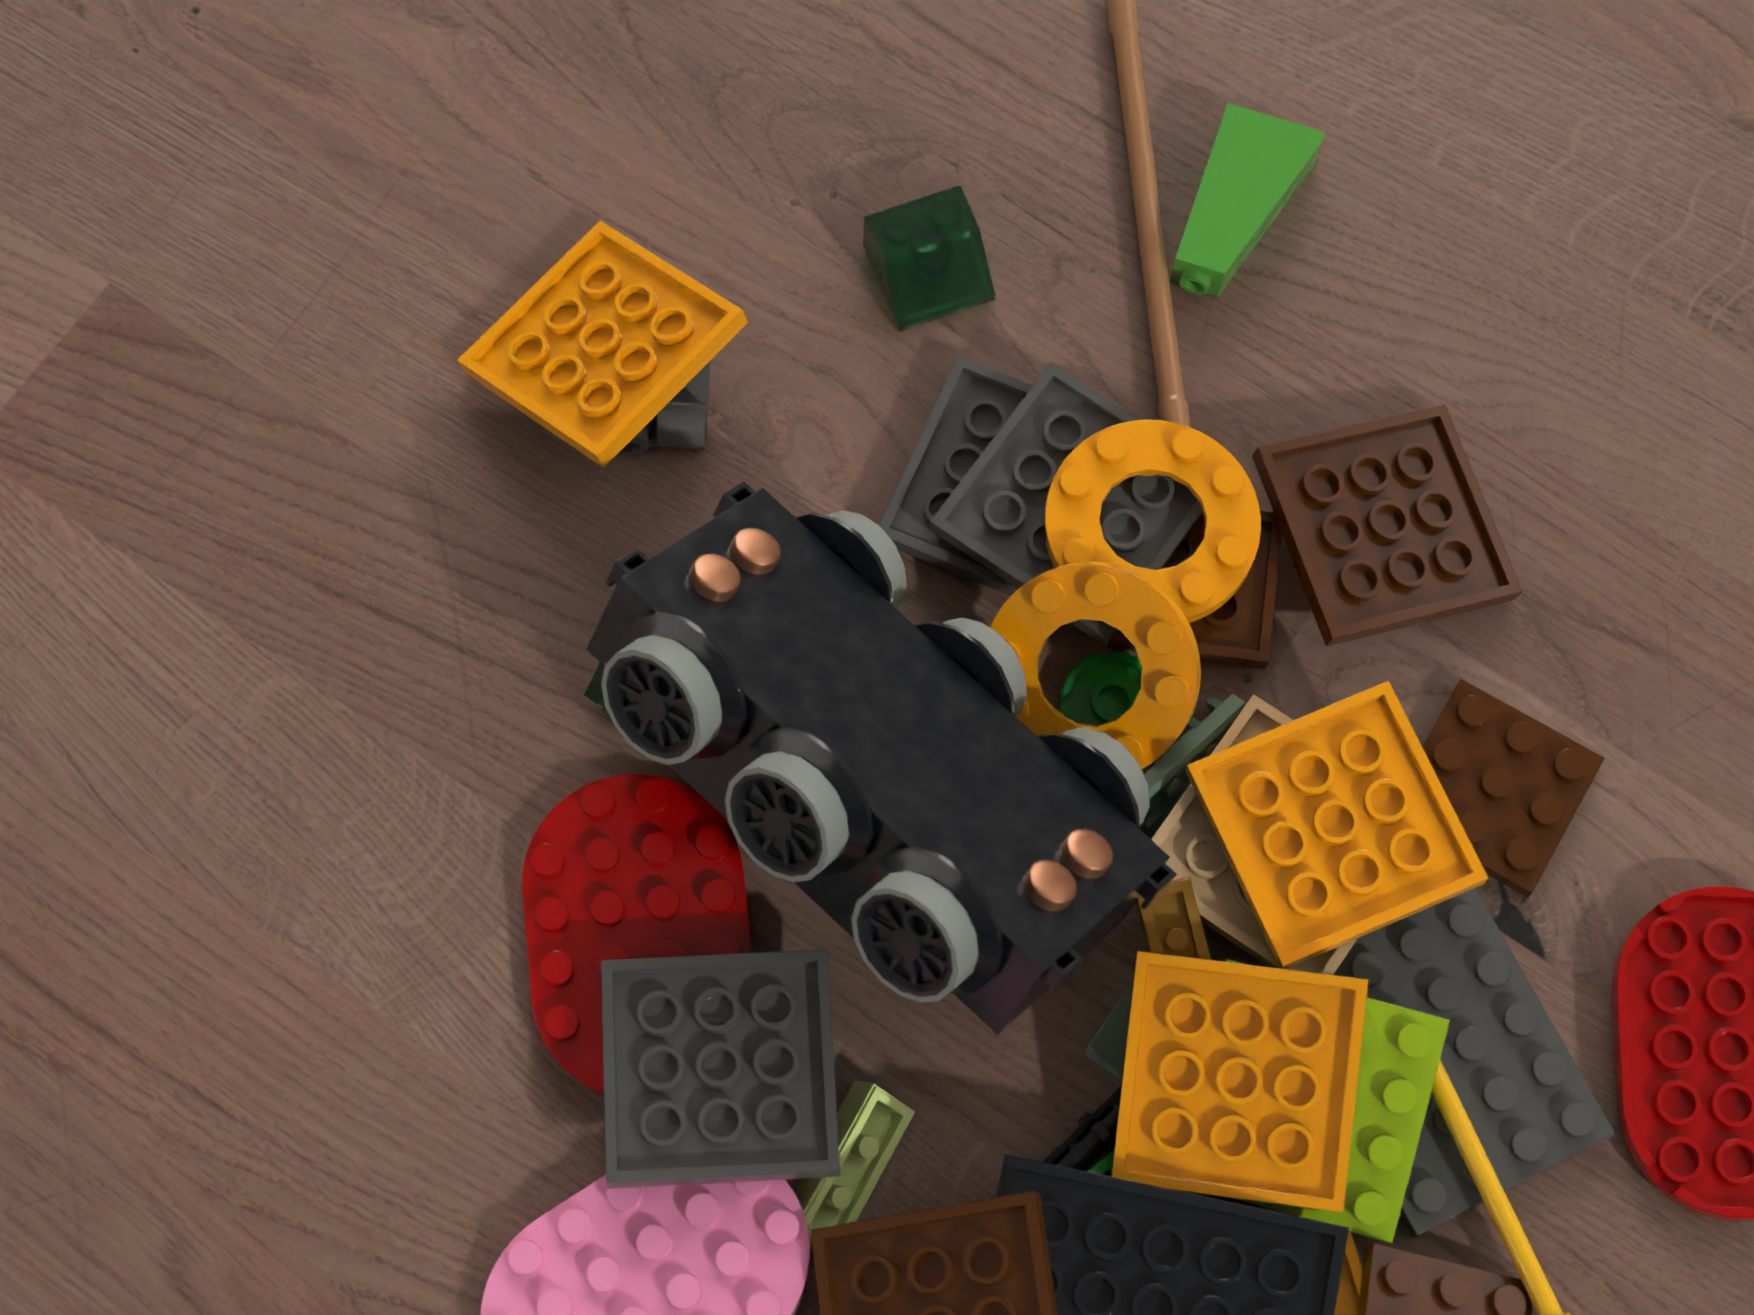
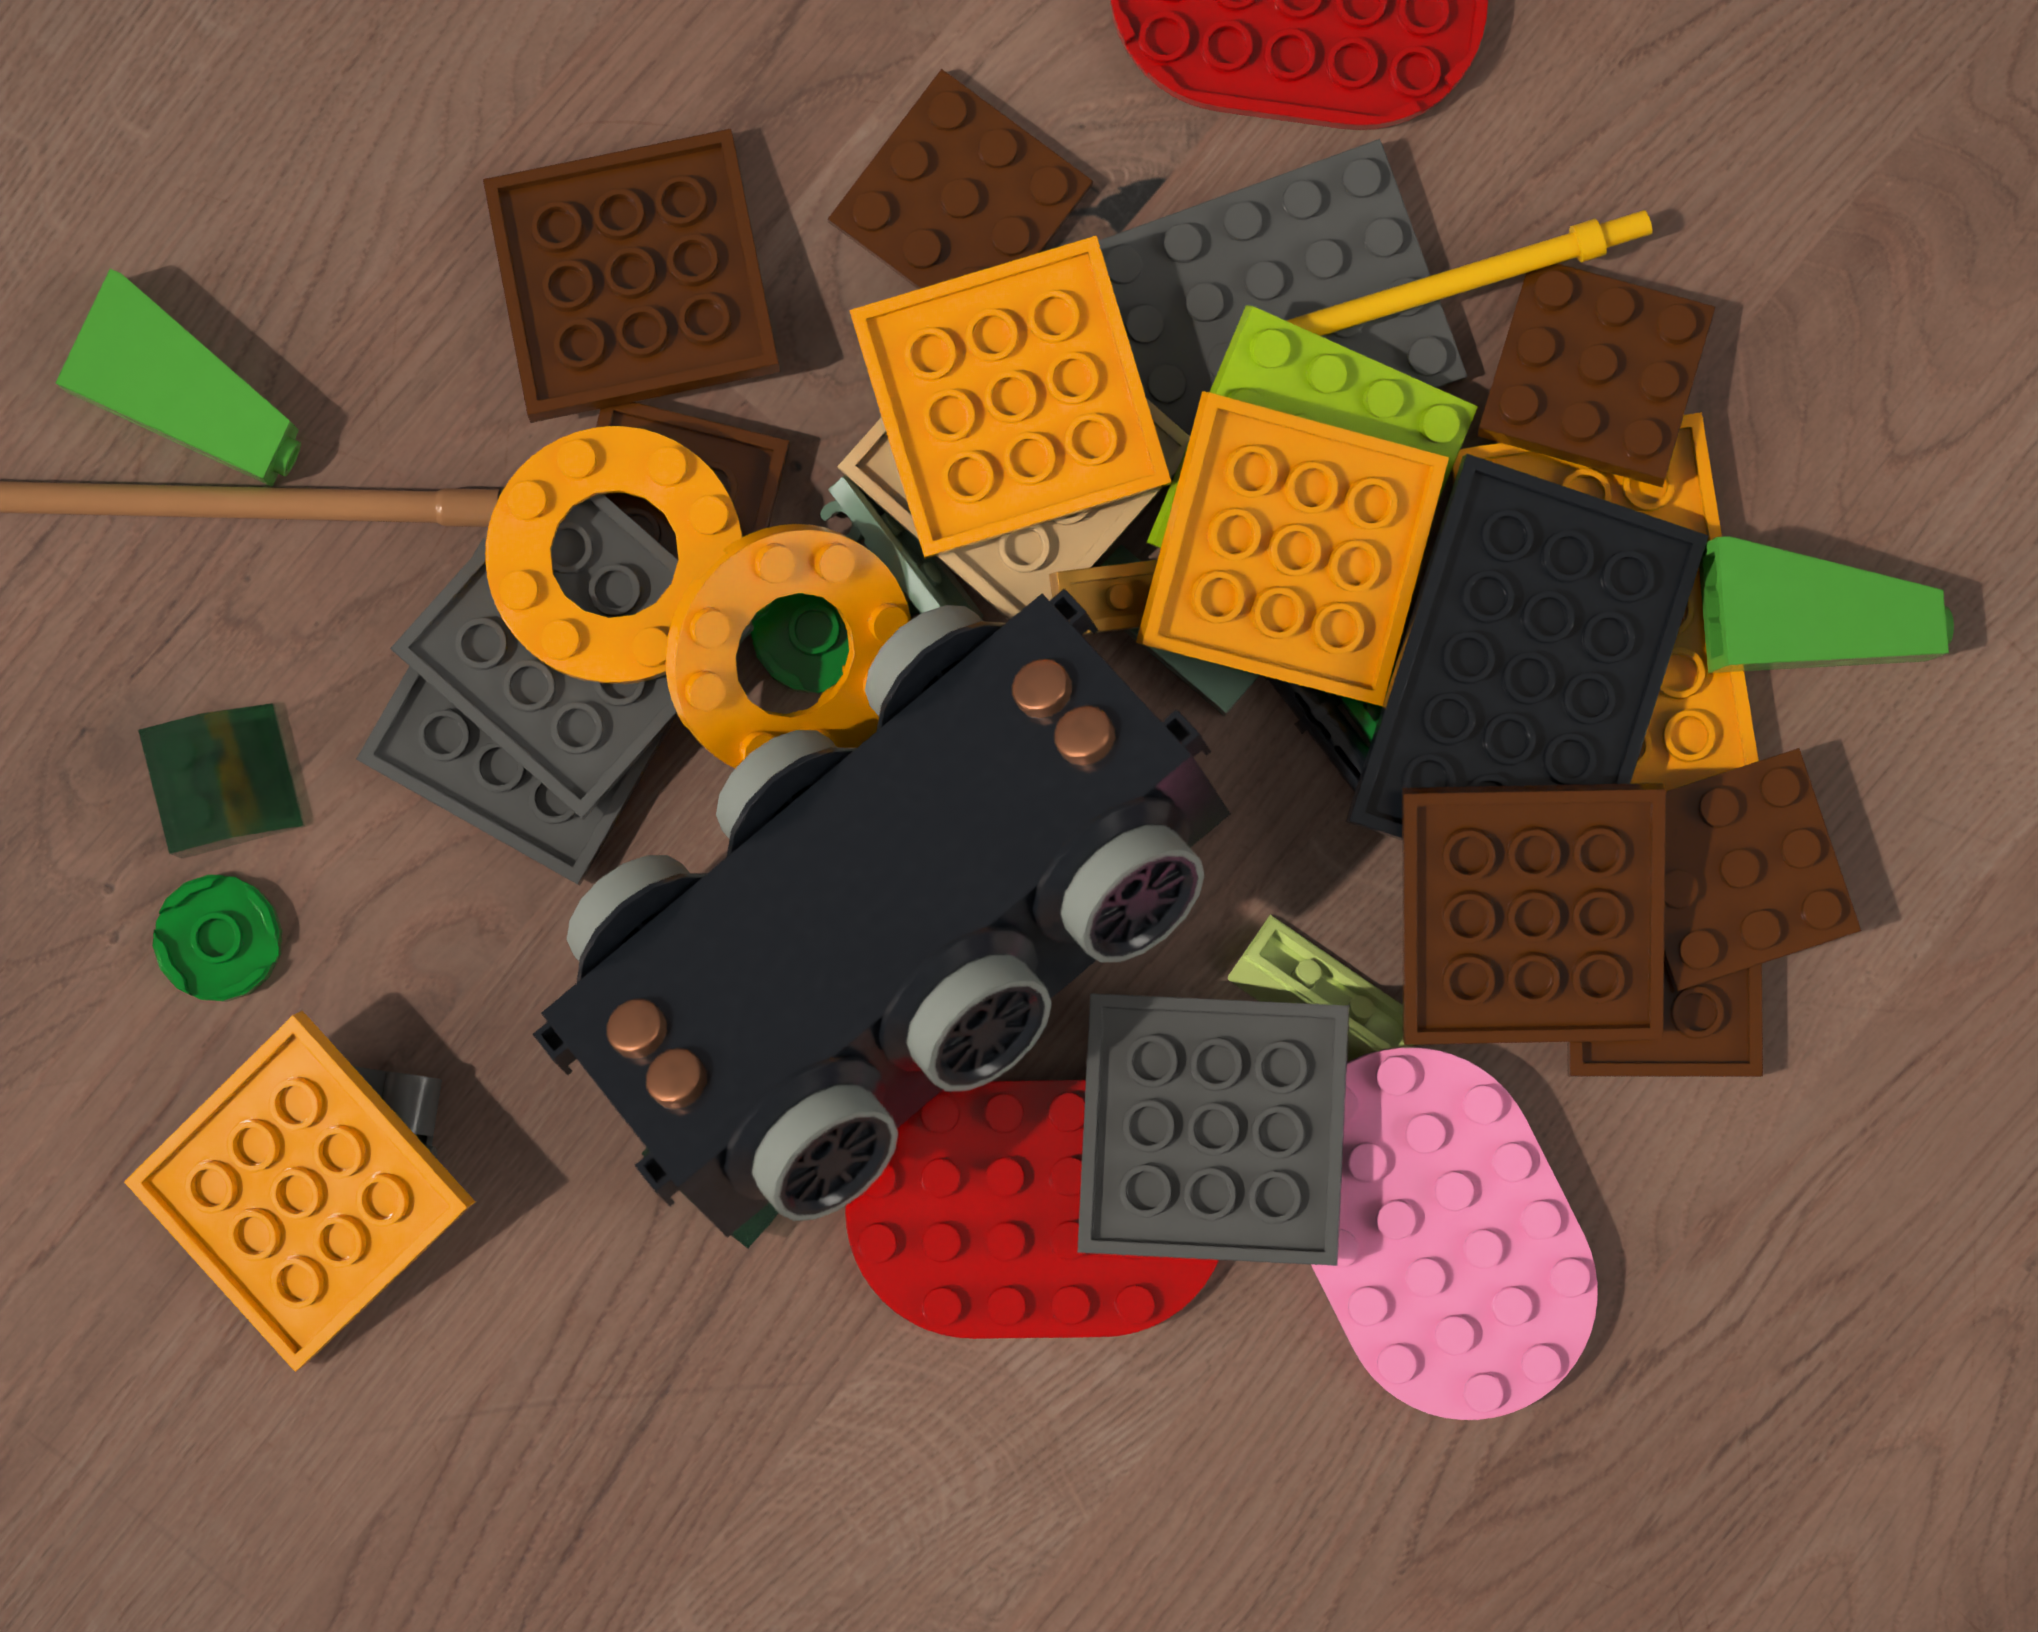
camera: 75 degrees left, 15 degrees up
(802, 274) = (217, 938): none -> green tile

